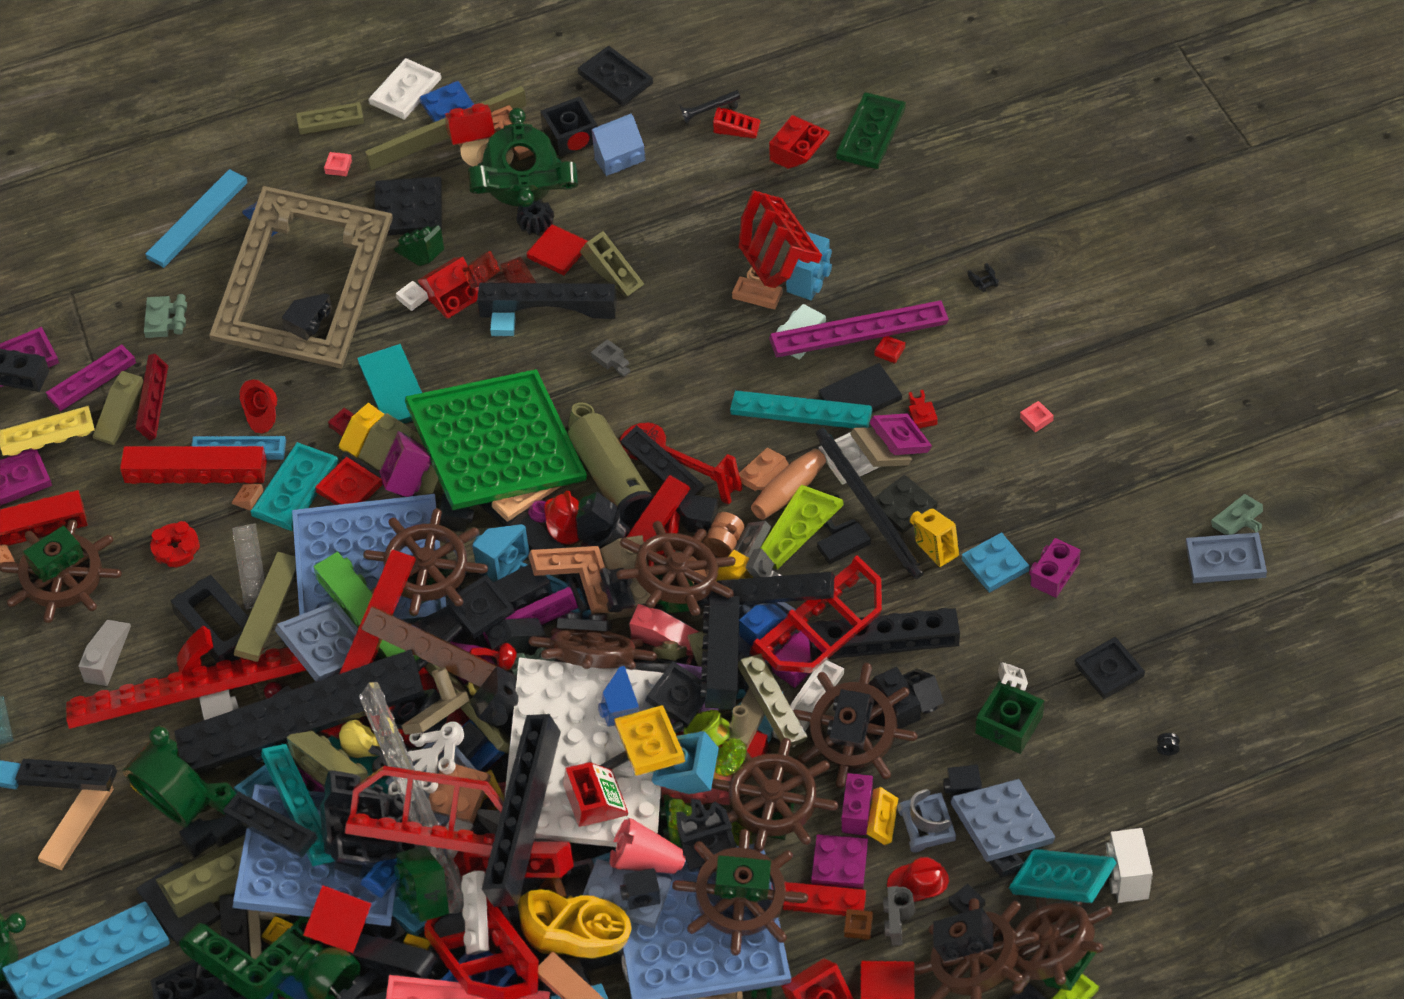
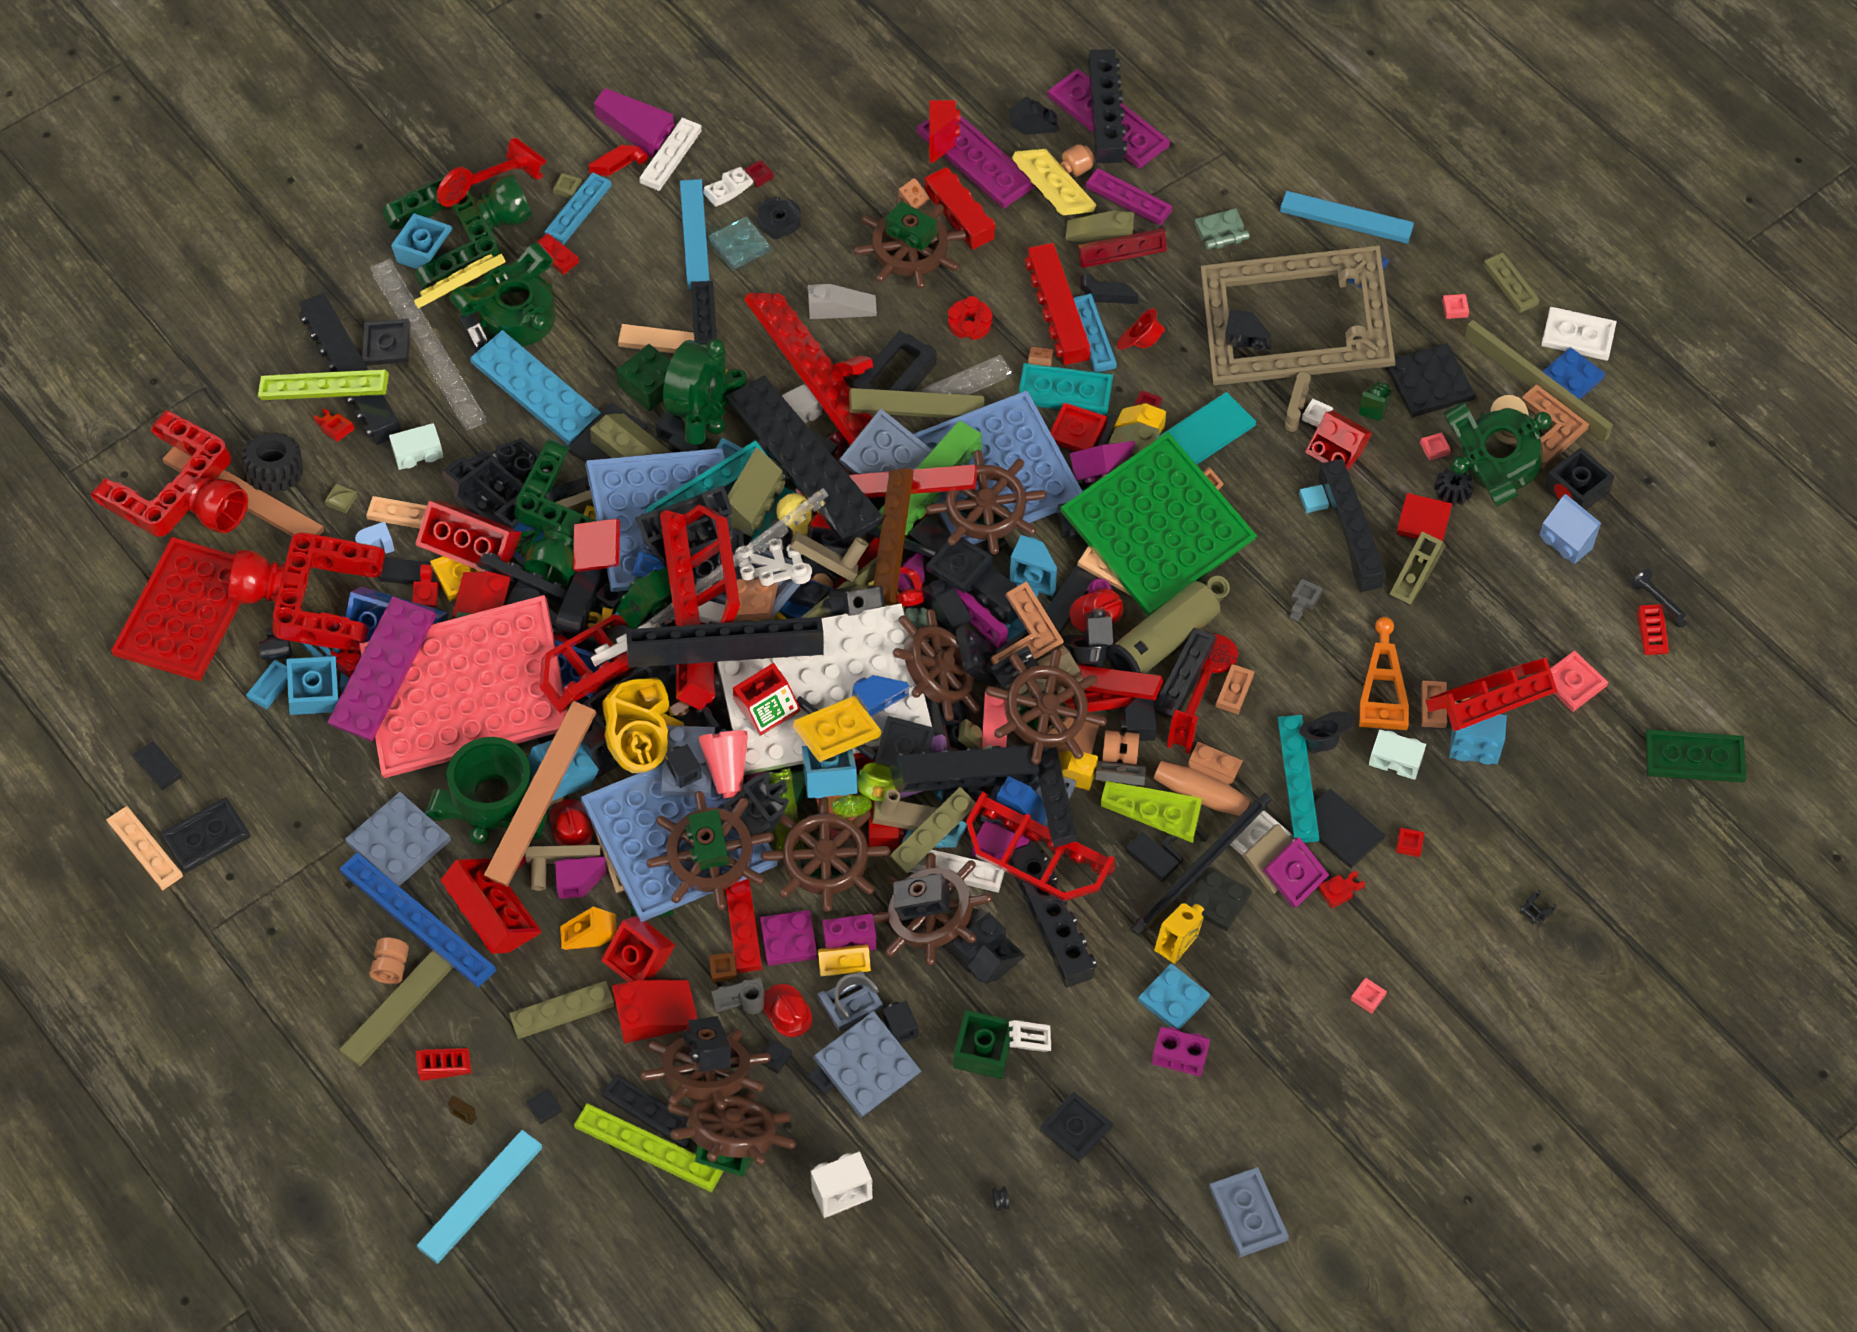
camera: 70 degrees right, 5 degrees up
(27, 406) = (1077, 160): none -> nougat head
(122, 843) = (644, 376): none -> dark green brick
(196, 422) = (1108, 291): none -> black piece
(270, 824) = (671, 465): black plate -> none
(393, 307) = (1297, 401): none -> dark tan plate
(469, 123) = (1532, 391): red slope -> none
(481, 269) = (1364, 457): clear red plate -> none
(482, 221) = (1435, 446): none -> coral tile
(517, 271) = (1378, 496): clear red plate -> none
(615, 75) = (1671, 505): black plate -> none
(689, 433) = (1235, 689): none -> nougat plate
(752, 338) = (1384, 714): none -> orange plate
(760, 372) = (1325, 731): none -> black piece
(760, 565) = (1087, 786): dark grey plate -> none
(768, 182) = (1576, 681): none -> coral tile
(796, 142) = (1644, 687): red slope -> none
(858, 328) = (1413, 803): magenta plate -> none
(1062, 875) = (808, 1124): teal tile -> none
(1239, 515) = (1305, 1214): sand green plate -> none

